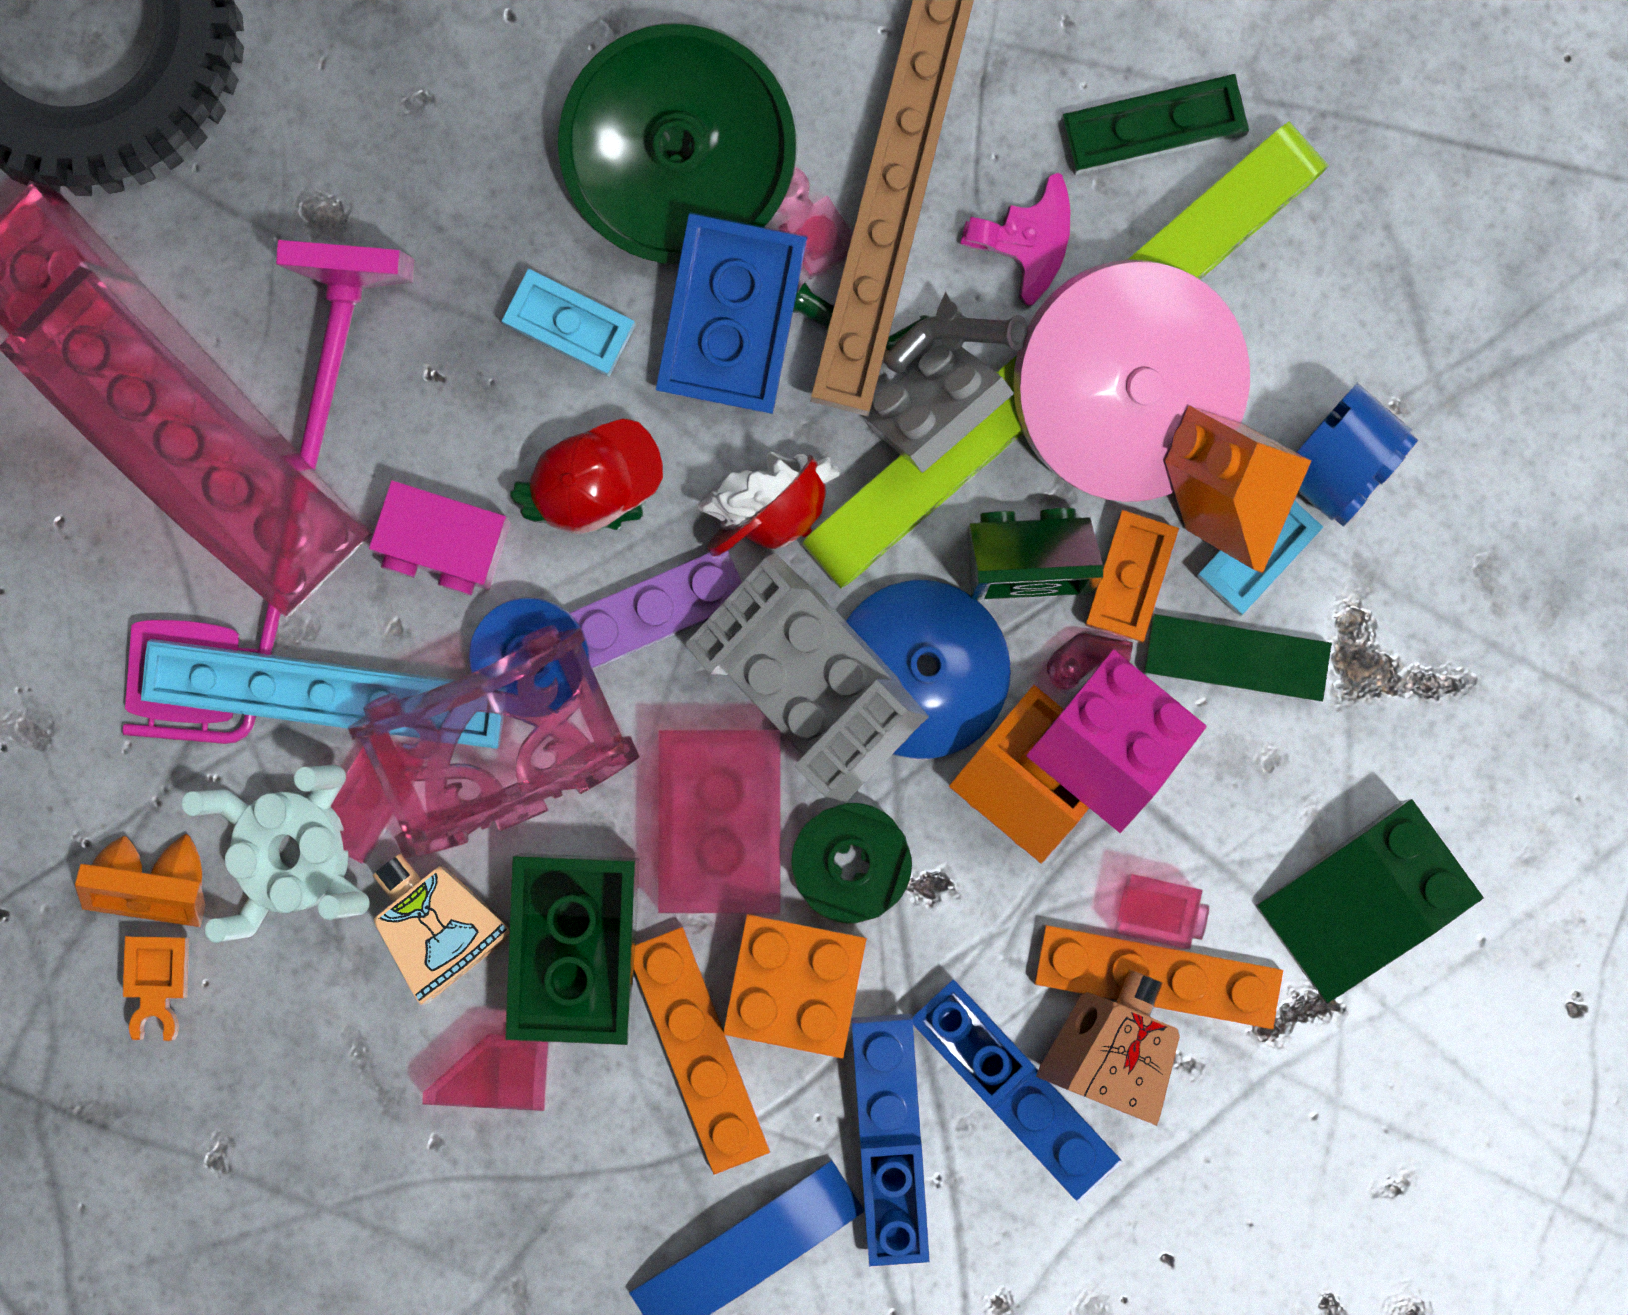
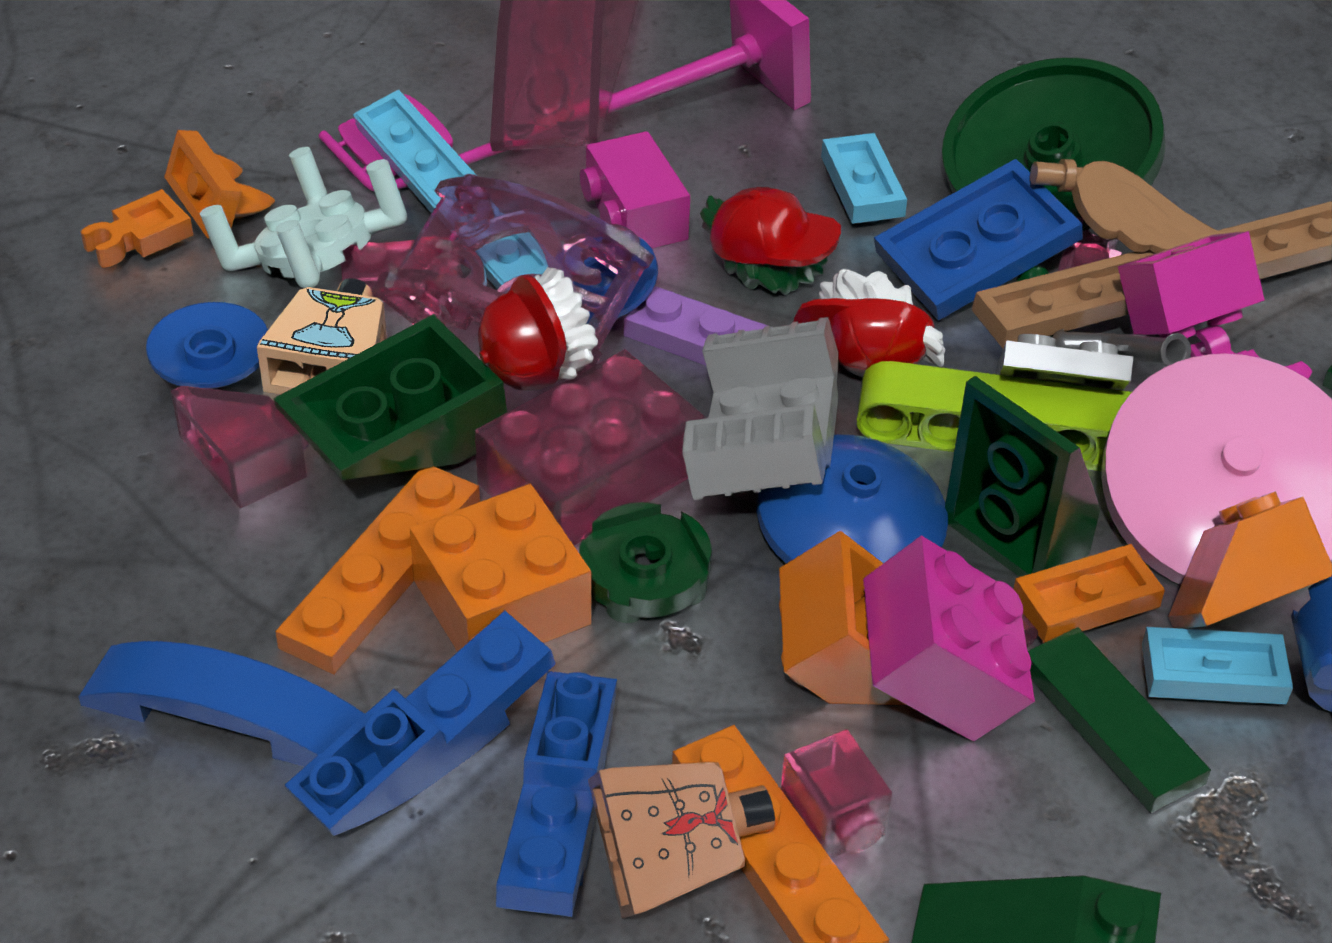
camera: 45 degrees right, 40 degrees down
(332, 1032) = (206, 345): none -> blue dish
(619, 814) = (536, 332): none -> red hair
(819, 181) = (1121, 205): none -> medium nougat animal
(940, 219) = (1192, 285): none -> dark pink brick

